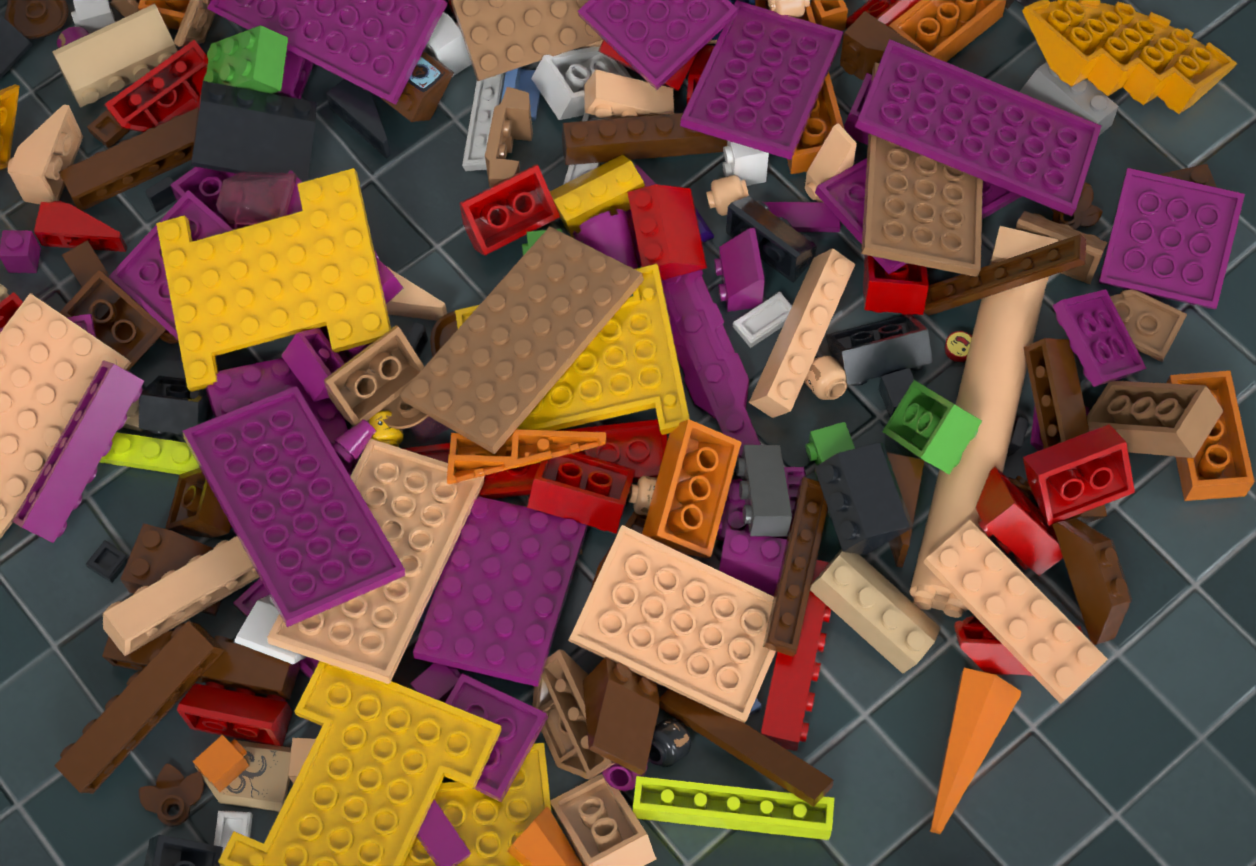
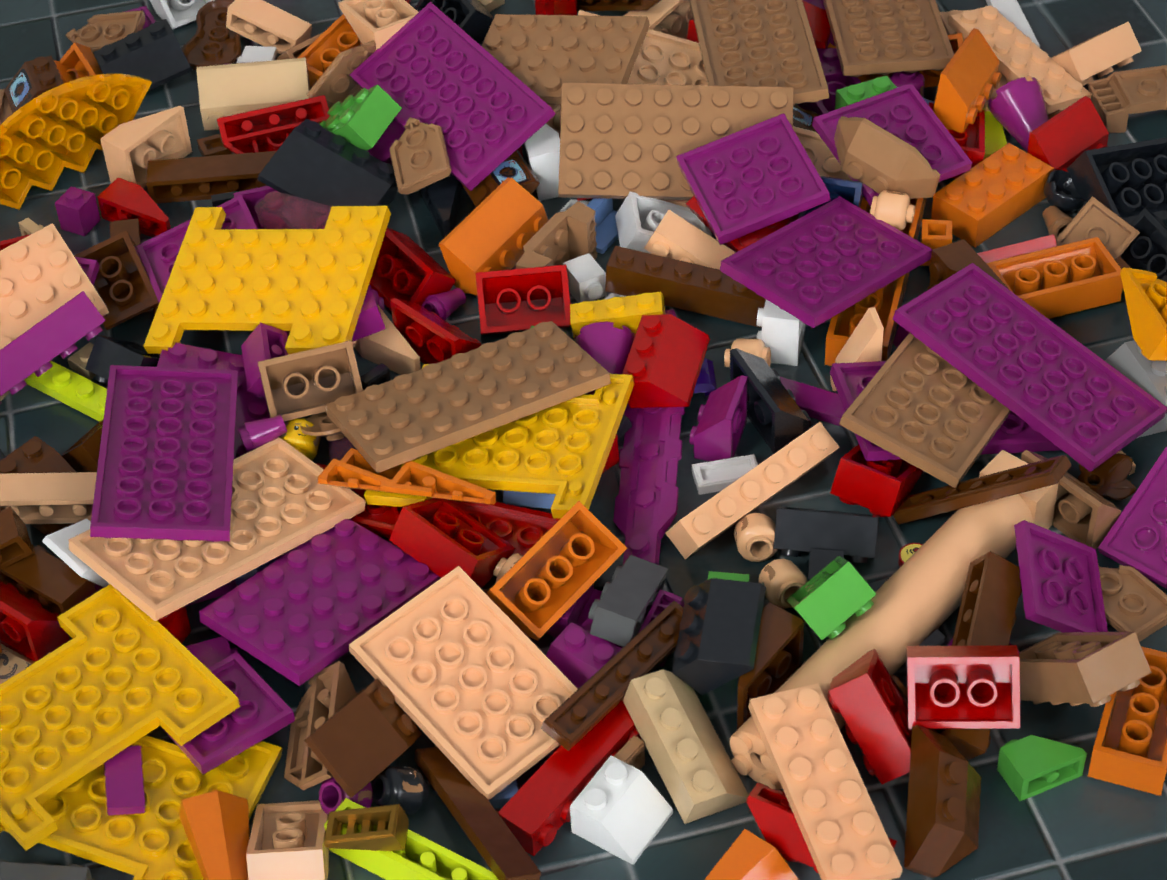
camera: 25 degrees right, 20 degrees down
(330, 83) = (419, 156): none -> medium nougat tile
(391, 216) = (407, 271): none -> red slope
(426, 234) = (445, 303): none -> magenta cone
(442, 147) = (492, 234): none -> orange slope
(447, 276) = (428, 333): none -> red slope
(544, 154) = (585, 278): none -> white brick
(668, 789) = (390, 832): none -> pearl gold slope
(833, 636) = (633, 753): none -> medium nougat tile
(850, 685) = (619, 810): none -> white slope
(869, 415) = (781, 581): none -> light nougat head
(1145, 509) = (1039, 765): none -> bright green slope

